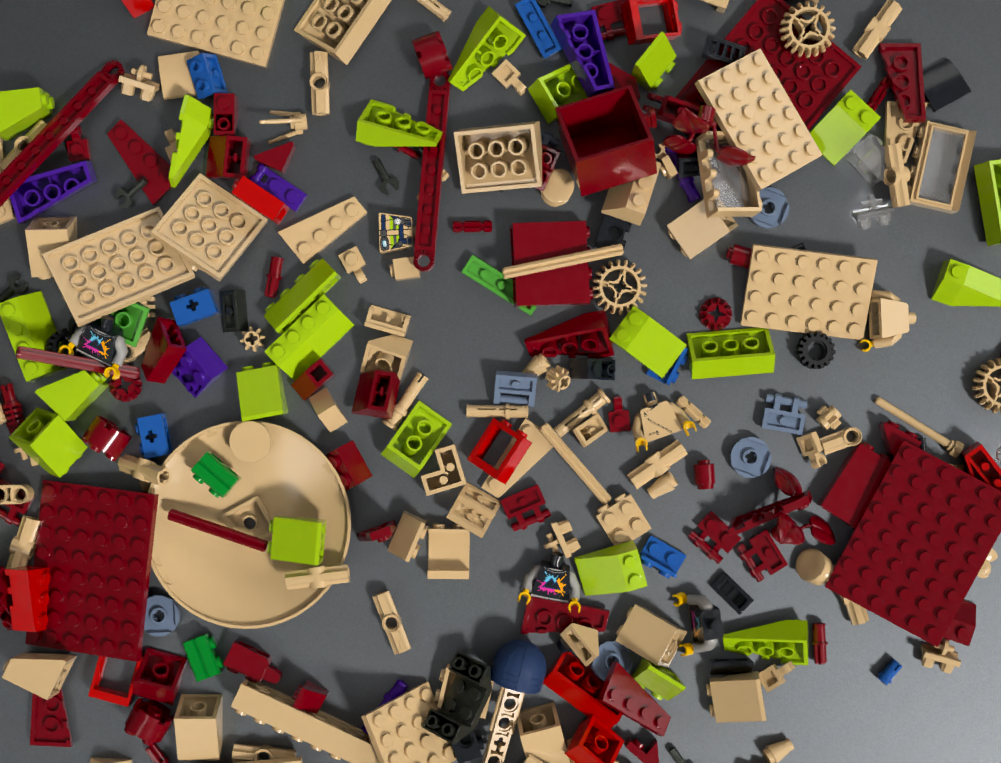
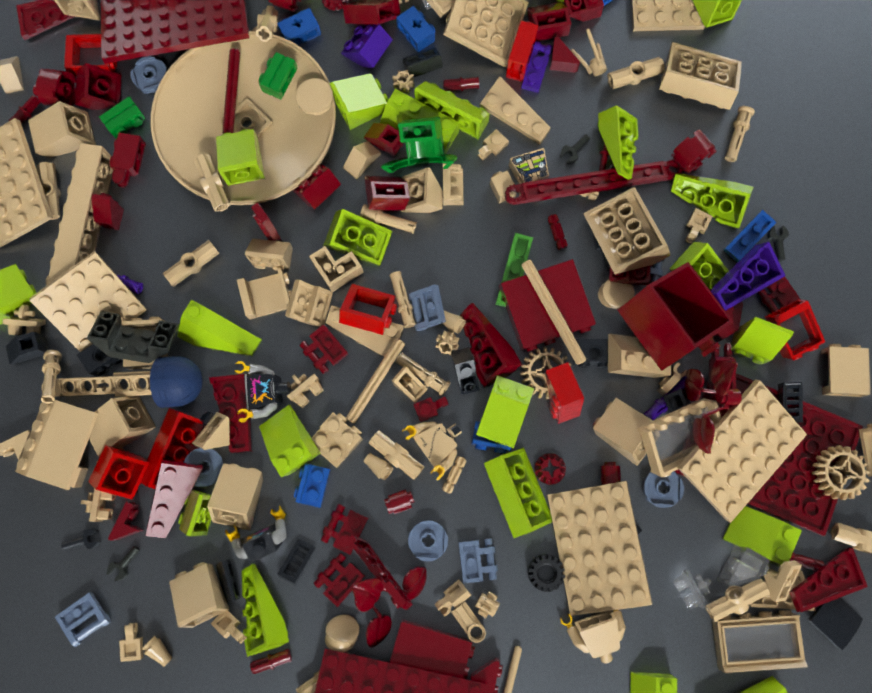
camera: 75 degrees right, 10 degrees down
(334, 339) = (423, 144): none -> green piece
(470, 620) = (209, 330): none -> lime wedge
(649, 278) = (564, 393): none -> red wedge
(891, 127) = (782, 582): none -> tan slope

